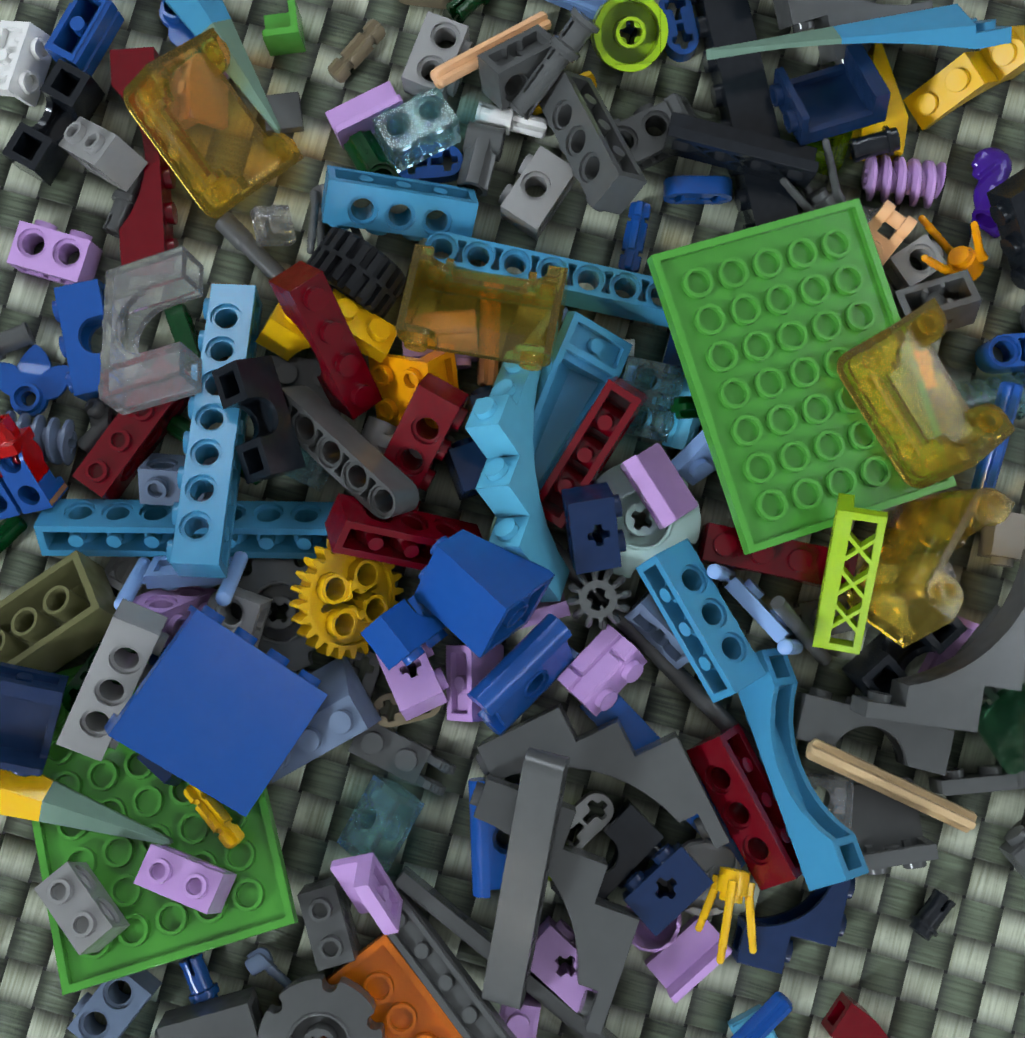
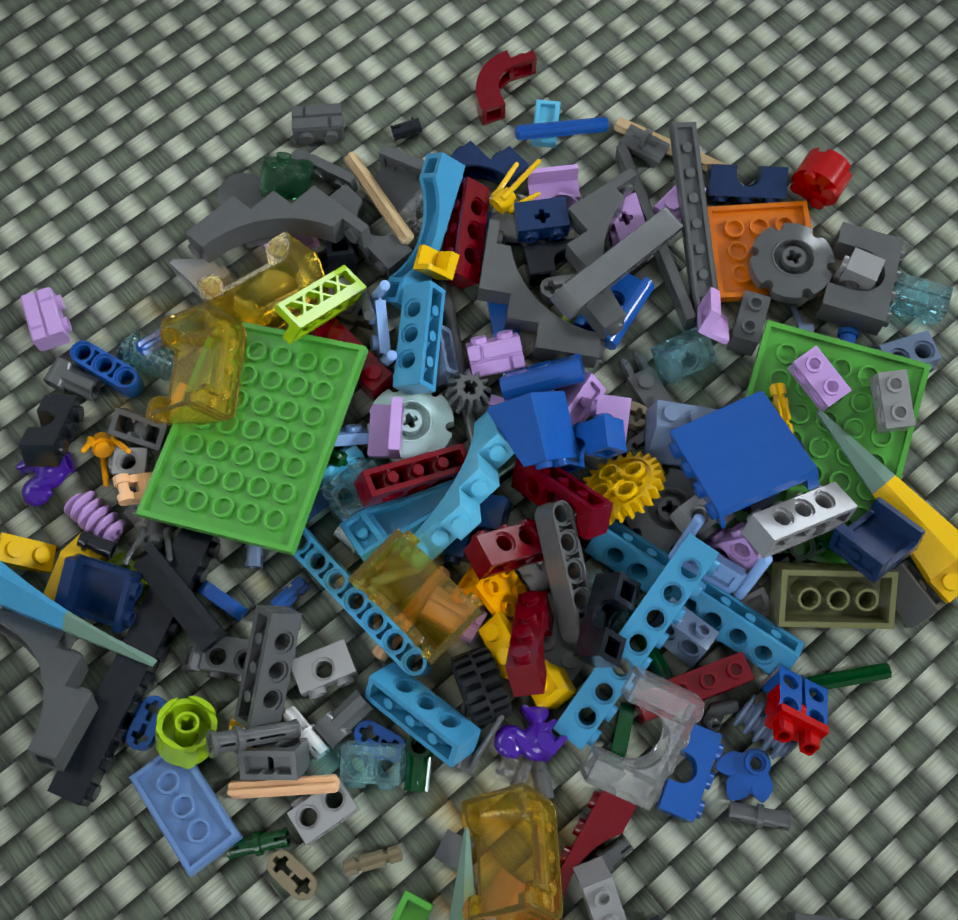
camera: 145 degrees left, 15 degrees down
(53, 259) = (684, 846): lavender brick -> none
(264, 255) = (533, 743): none -> dark purple animal
(358, 112) = (398, 808): lavender panel -> none
(590, 548) = (444, 427): dark blue brick -> none
(751, 733) = (436, 264): none -> yellow panel

